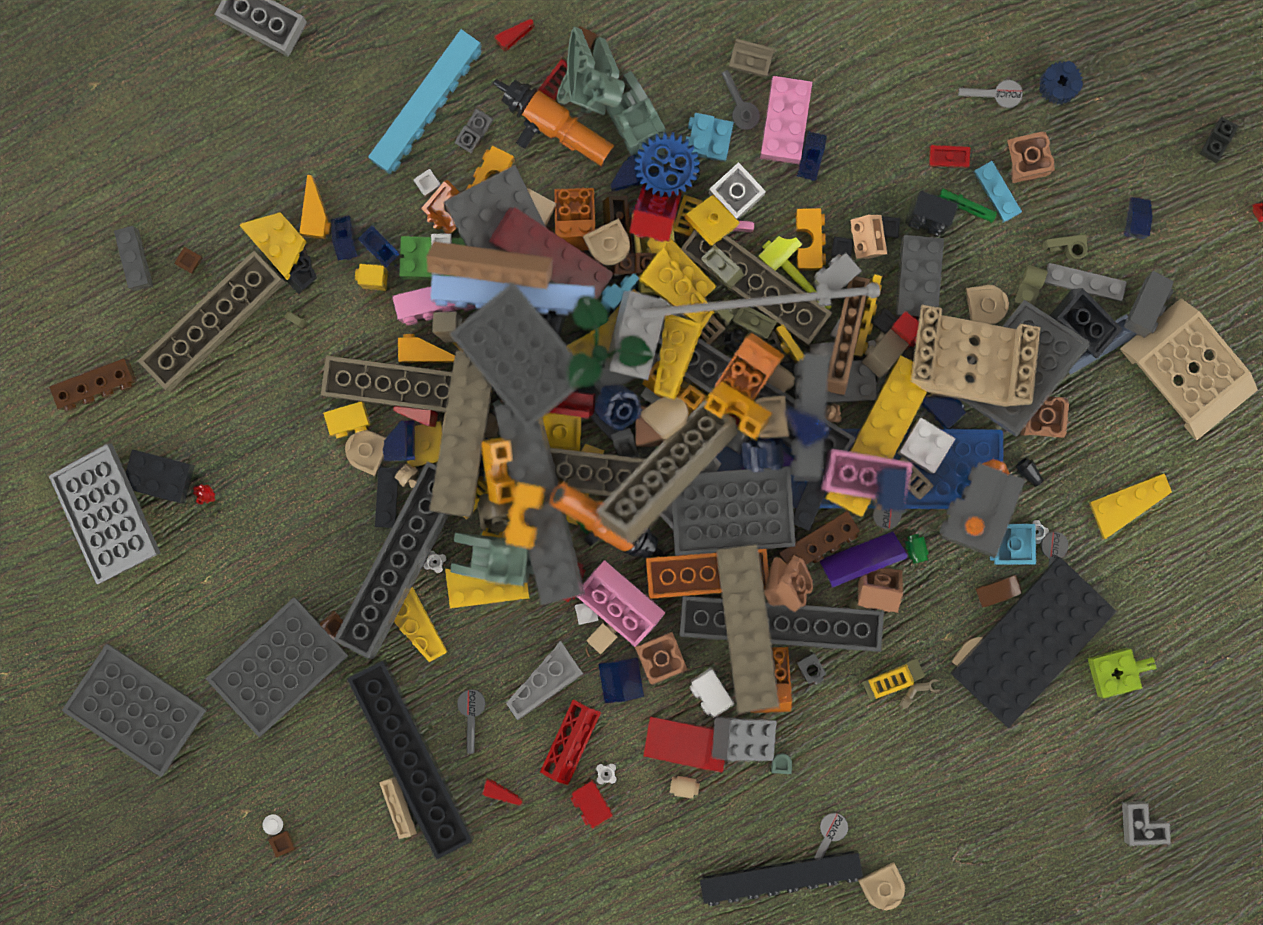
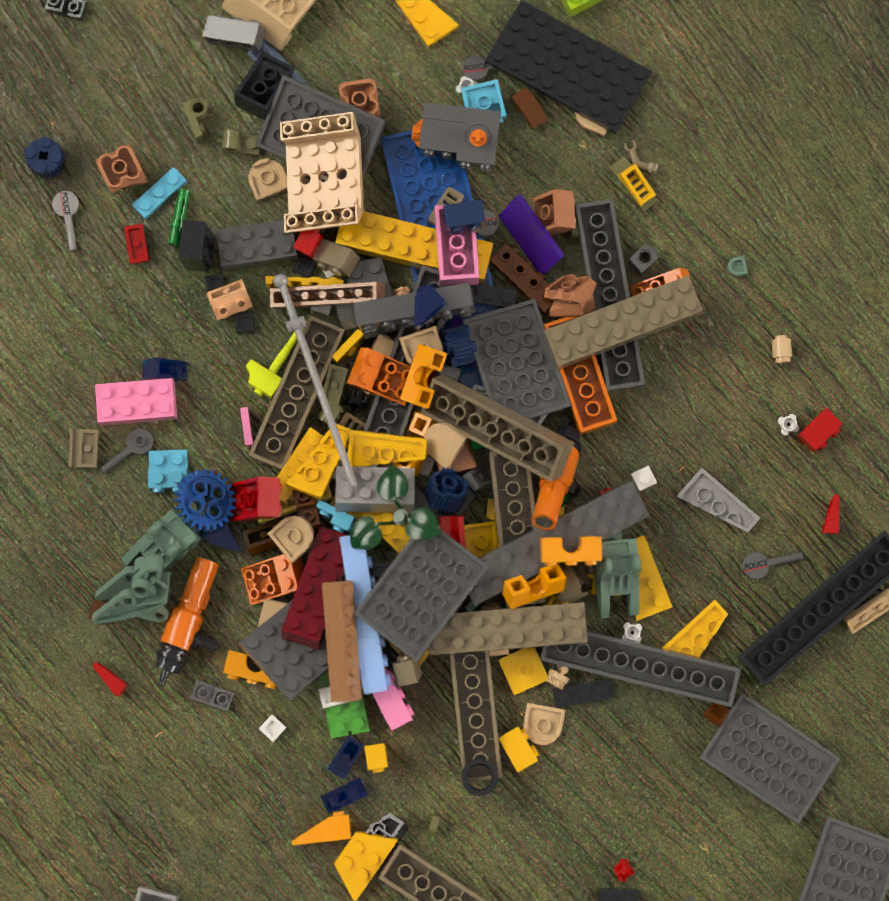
camera: 105 degrees left, 5 degrees down
(325, 387) = (494, 777): none -> black tyre
(400, 442) = (529, 691): clear blue slope -> none
(415, 350) = (436, 696): light orange slope -> none
(422, 416) = (498, 674): slope -> none
(425, 102) = (194, 748): medium azure brick -> none
(435, 207) = (296, 713): orange piece -> none
(563, 63) = (128, 622): red slope -> none
(573, 744) = (769, 460): red fence -> none
(602, 637) = (663, 457): tan brick -> none
(620, 603) = (628, 446): bright pink brick -> none
(621, 680) = (699, 431): clear blue slope -> none
(661, 658) = (669, 397): nougat piece -> none
(679, 230) = (264, 471): yellow slope -> none
(681, 744) = (742, 356): red slope -> none
(711, 692) = (688, 343): white brick -> none
(712, 220) = (248, 446): yellow plate -> none
(723, 267) = (291, 424): olive plate -> none
(737, 191) = (215, 431): white brick -> none
(744, 739) = (724, 303): brick -> none
(781, 877) = (841, 243): black brick -> none
(811, 222) = (228, 355): light orange arch -> none
(833, 828) = (783, 206): light grey piece -> none
(839, 274) = (272, 318): light grey piece -> none
(884, 887) = (825, 149): tan tile -> none
(916, 548) = (509, 190): green brick -> none
(926, 445) = (412, 201): white brick -> none
(944, 410) = (375, 193): clear blue slope -> none
(1029, 471) = (412, 106): black cone -> none
(1091, 283) = (225, 95): light grey plate -> none
(1139, 218) = (156, 60): clear blue slope -> none

